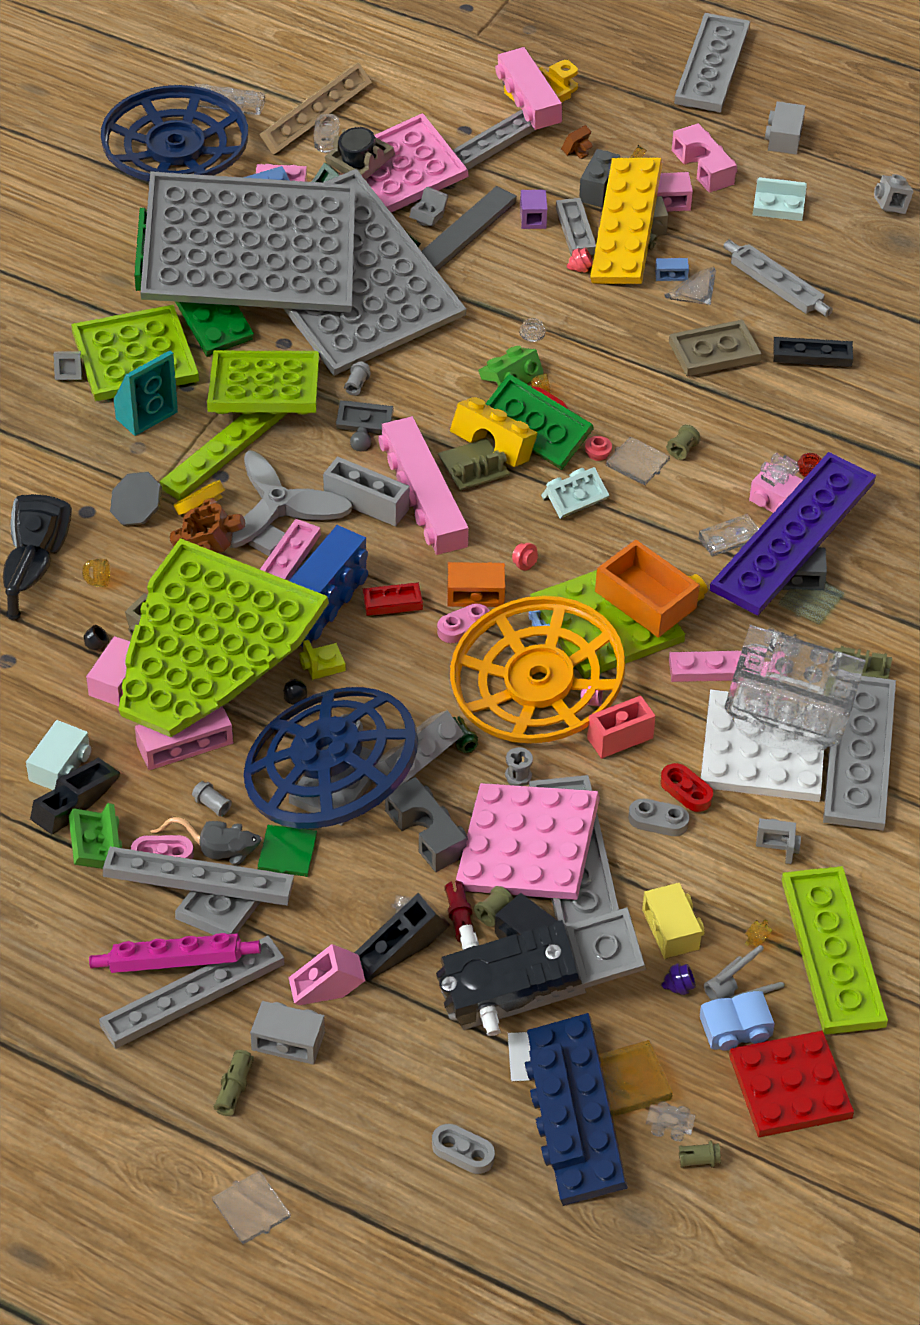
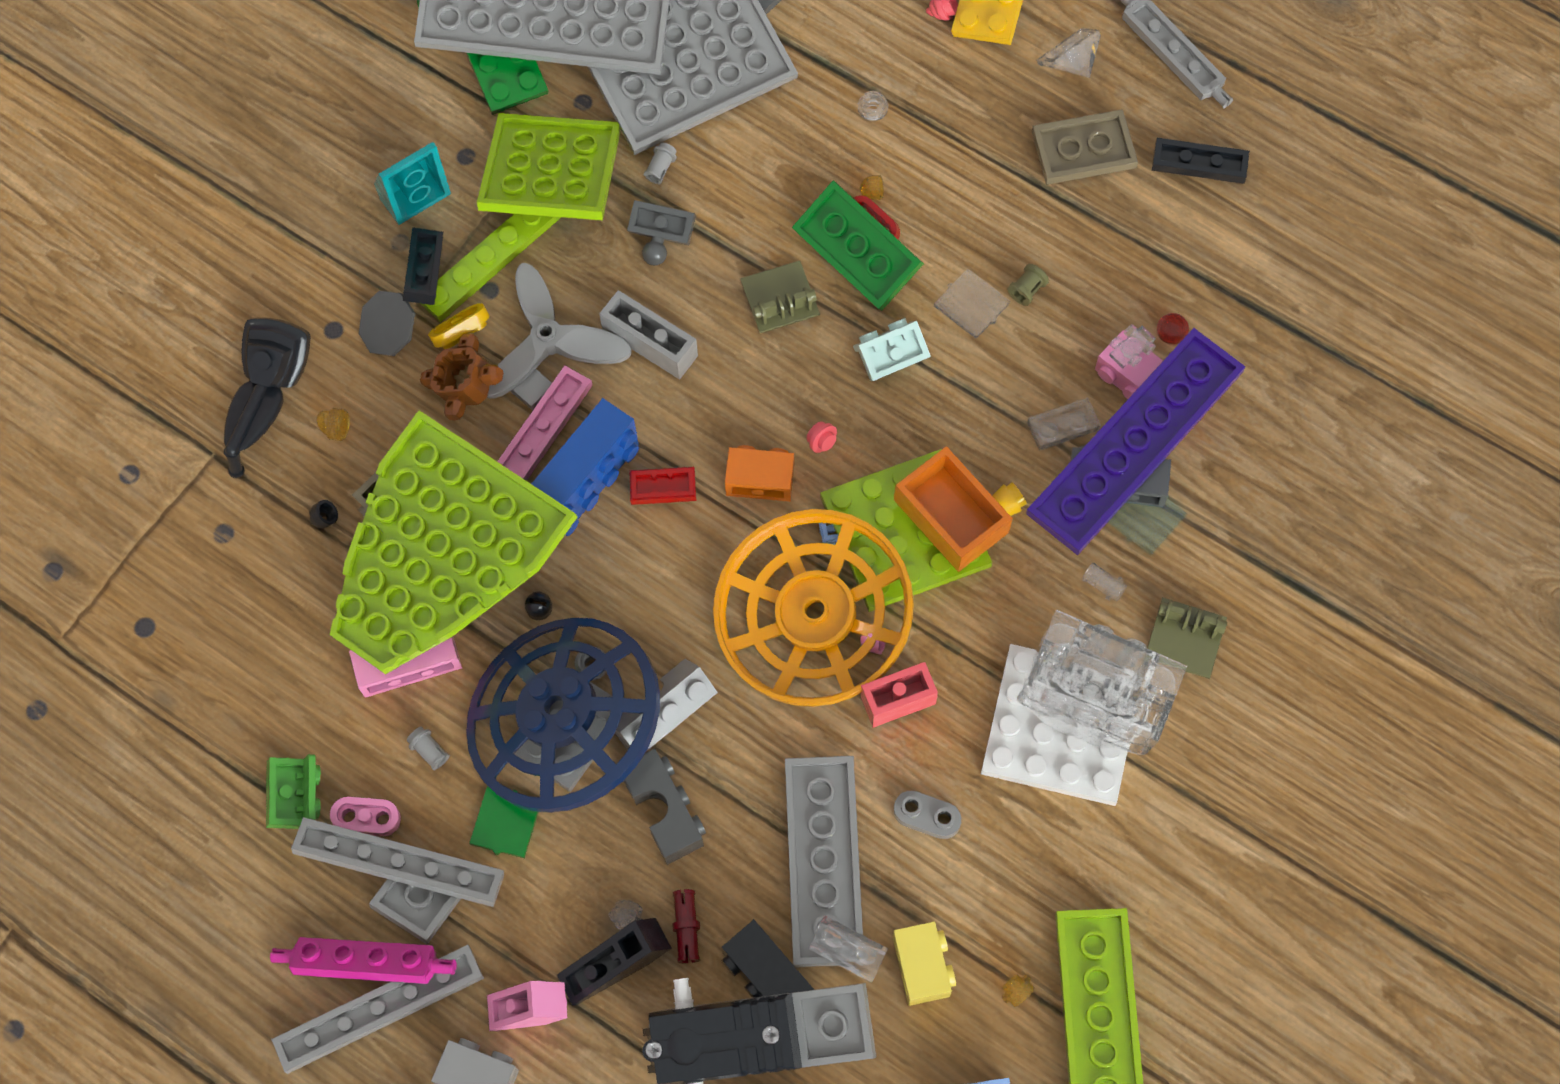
camera: 10 degrees right, 20 degrees up
(58, 754) = (264, 678): light aqua brick -> none
(67, 365) = (329, 123): light grey tile -> none
(73, 791) = (276, 730): black slope -> none
(107, 674) = (326, 570): bright pink brick -> none
(127, 341) = (405, 104): lime plate -> none
(163, 456) = (423, 266): none -> black plate
(219, 841) = (430, 811): dark grey animal -> none
(322, 660) = (573, 564): neon yellow bracket -> none
(428, 492) = (718, 327): bright pink brick -> none
(455, 624) = (740, 521): bright pink plate -> none
(469, 740) = (720, 682): dark green pin -> none
(492, 905) = (724, 924): olive bush -> none
(512, 437) = (825, 268): yellow arch -> none
(515, 764) = (773, 726): light grey bush -> none
(518, 362) = (842, 160): bright green bracket -> none
(528, 840) = (773, 843): bright pink plate -> none
(597, 900) = (848, 948): none -> clear plate
(598, 448) = (927, 291): coral plate -> none
(671, 269) = (1049, 25): medium blue piece -> none
(679, 979) = (920, 1043): dark purple plate -> none
(688, 788) = (964, 780): red plate -> none
(703, 665) = (1032, 606): bright pink plate -> none
(724, 984) = (967, 1057): light grey plant -> none
(778, 835) = (1055, 853): light grey bracket -> none
(862, 759) = (1167, 779): light grey plate -> none

